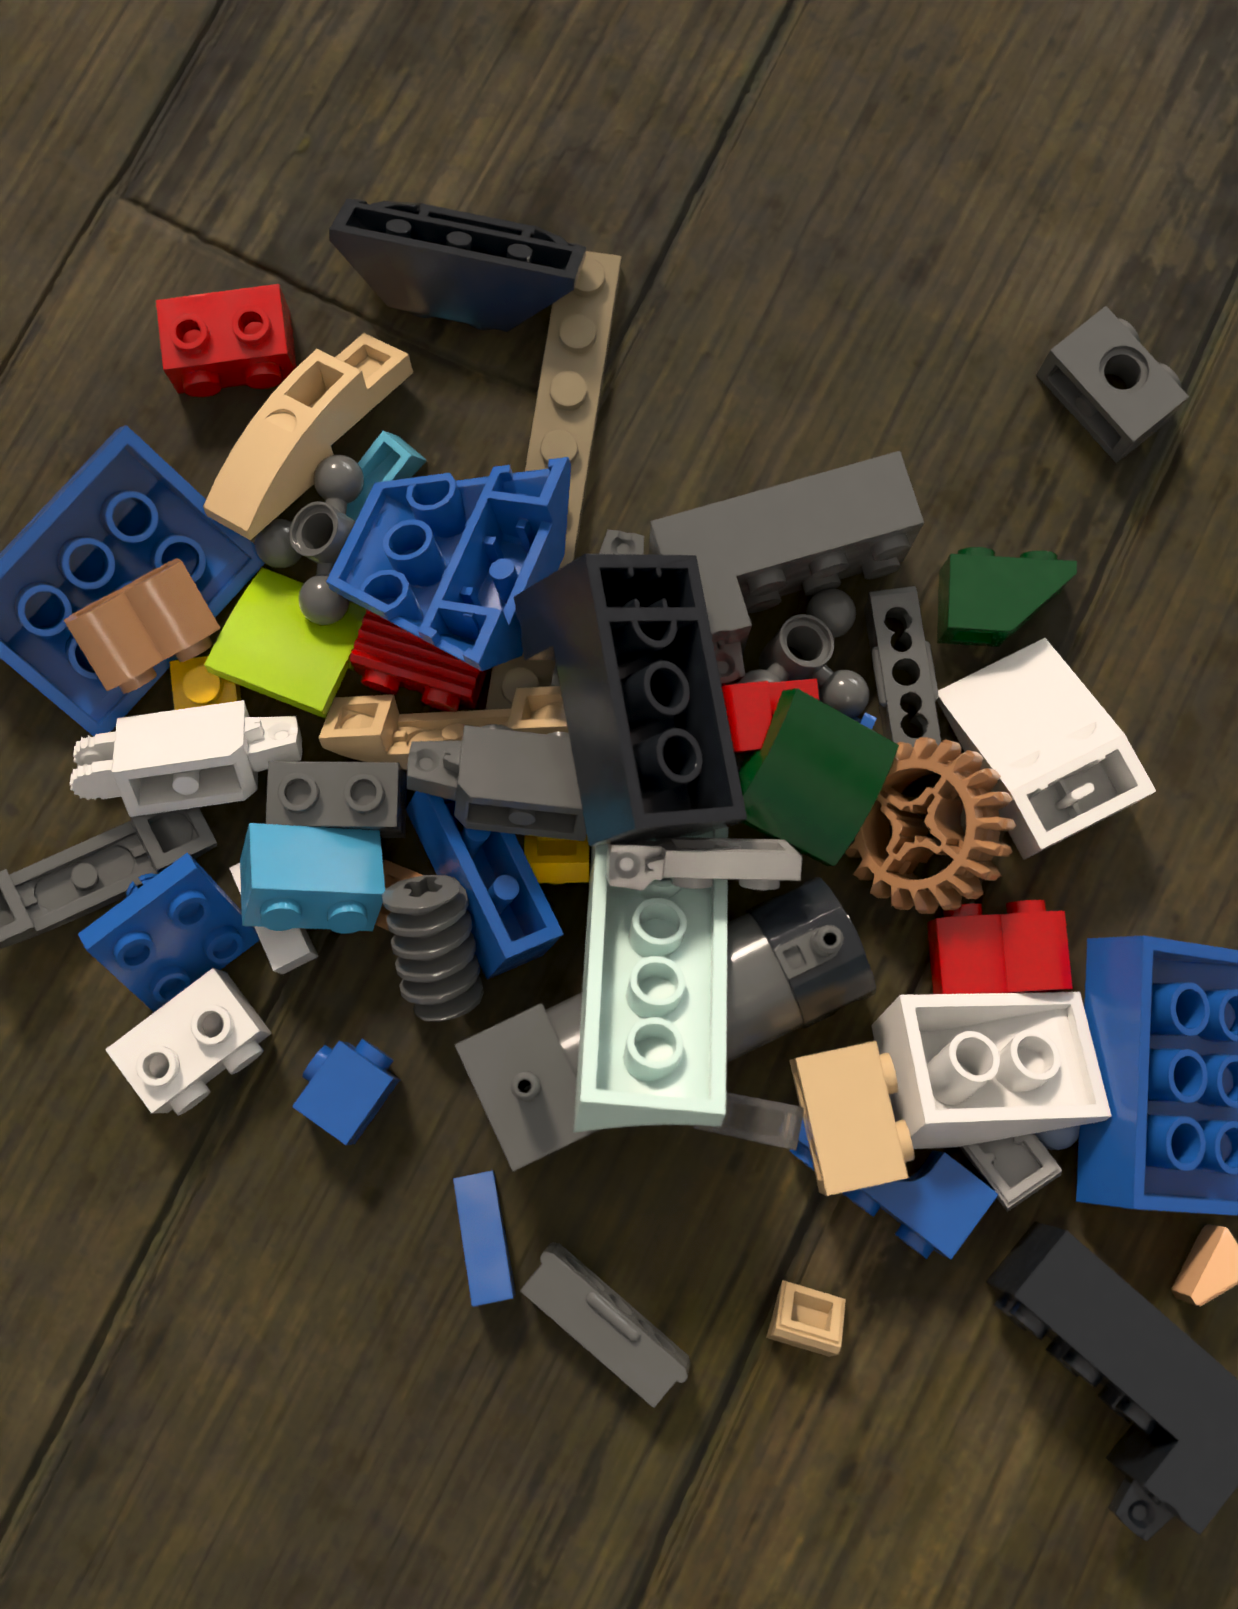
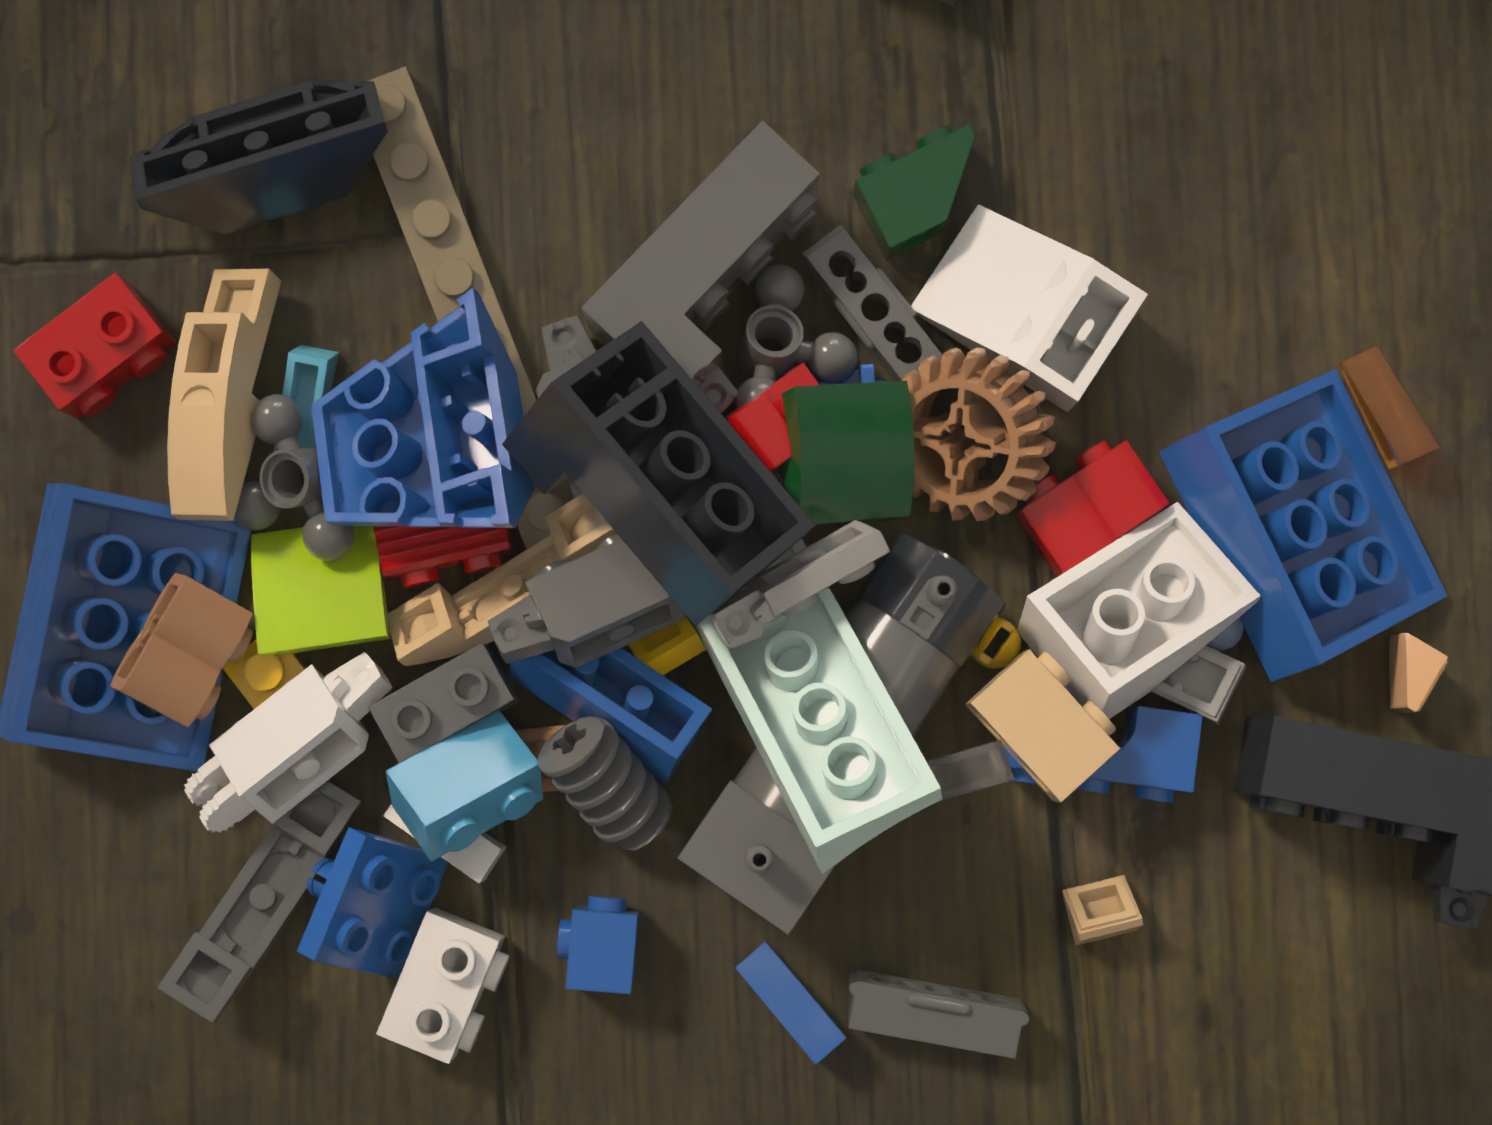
camera: 30 degrees left, 5 degrees up
(853, 1036) = (1008, 650): none -> yellow hinge

